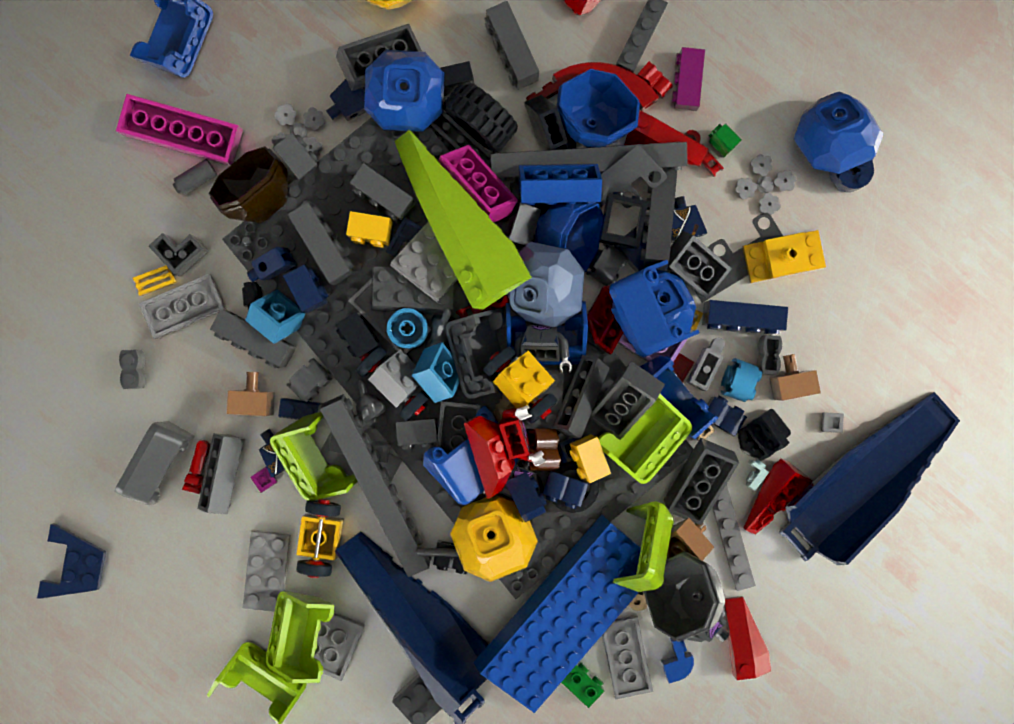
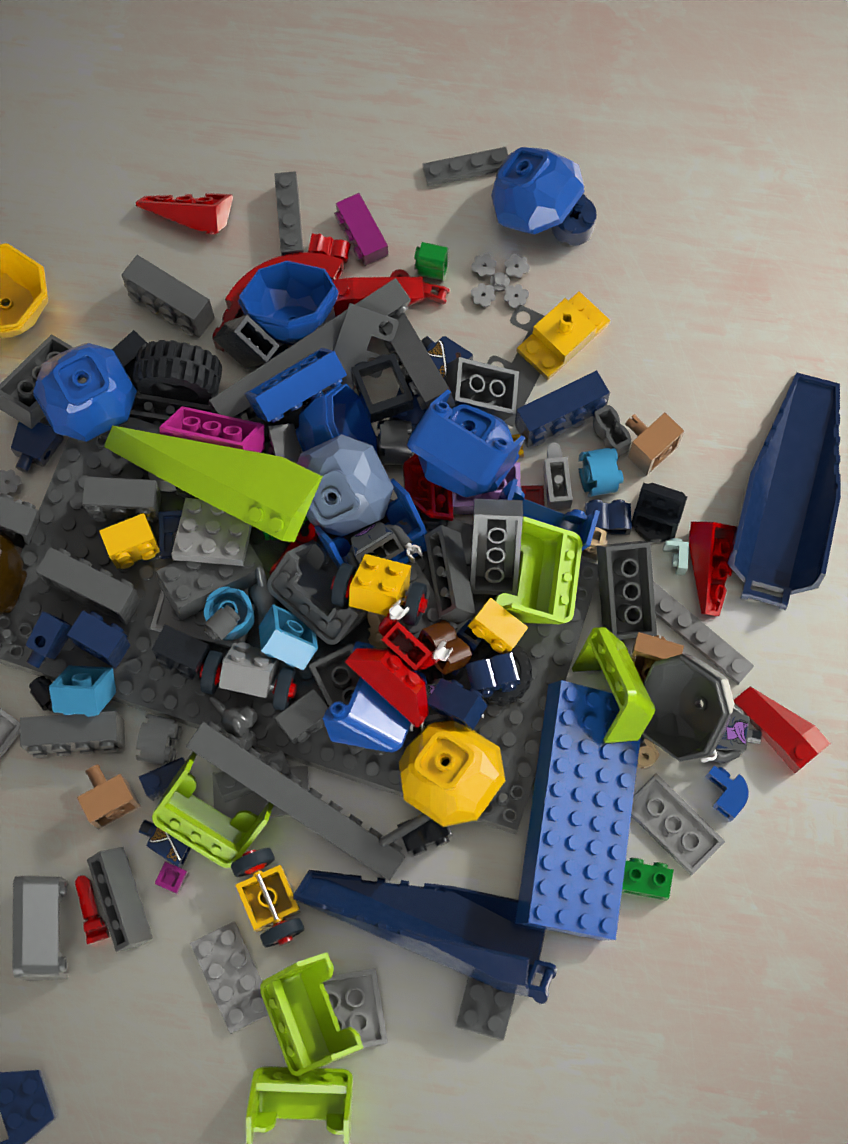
camera: 30 degrees left, 15 degrees down
(395, 338) = (221, 623): none -> dark grey brick
(800, 75) = (464, 166): none -> dark grey plate
(832, 422) = (718, 459): light grey plate -> none

